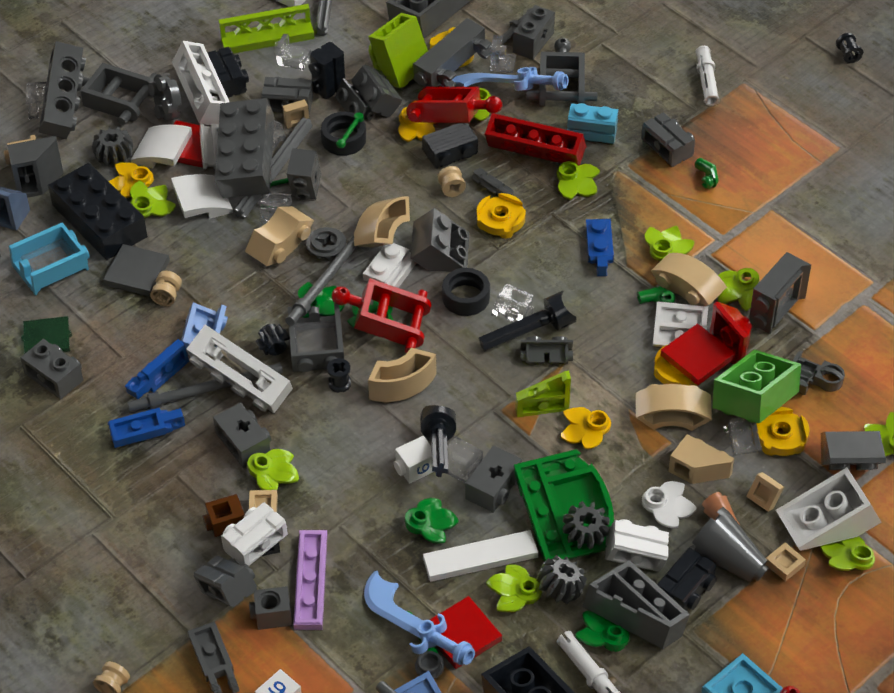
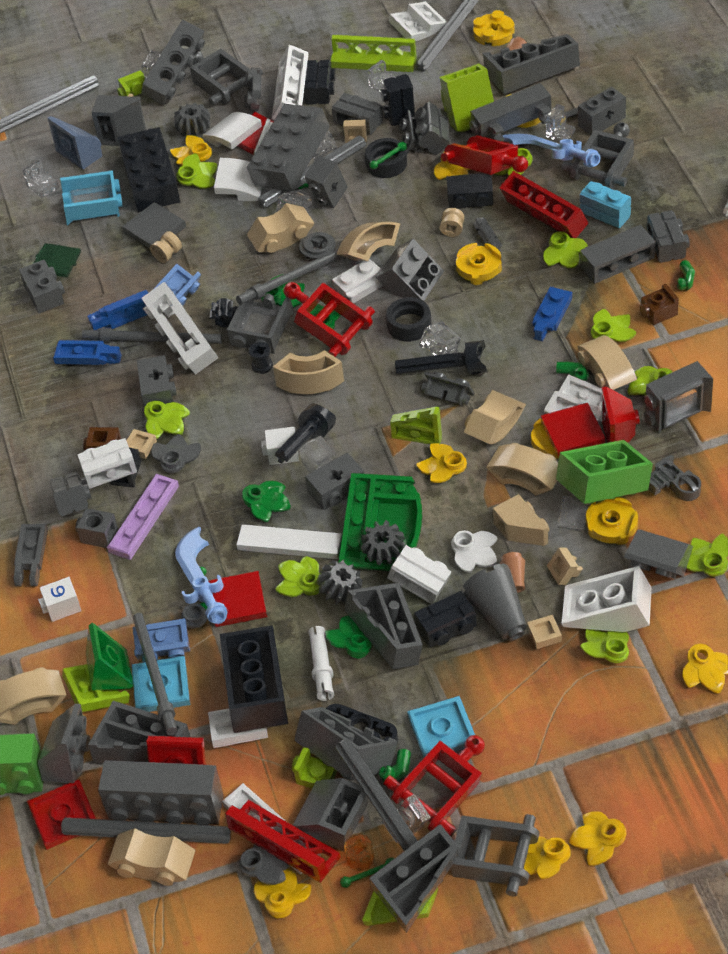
camera: 30 degrees right, 0 degrees up
(23, 125) = (131, 84): none -> lime bracket
(305, 500) = (175, 453): none -> dark grey plate
(612, 365) = (494, 418): none -> tan brick
(631, 169) = (617, 254): none -> dark grey brick
(702, 208) = (659, 305): none -> reddish brown brick

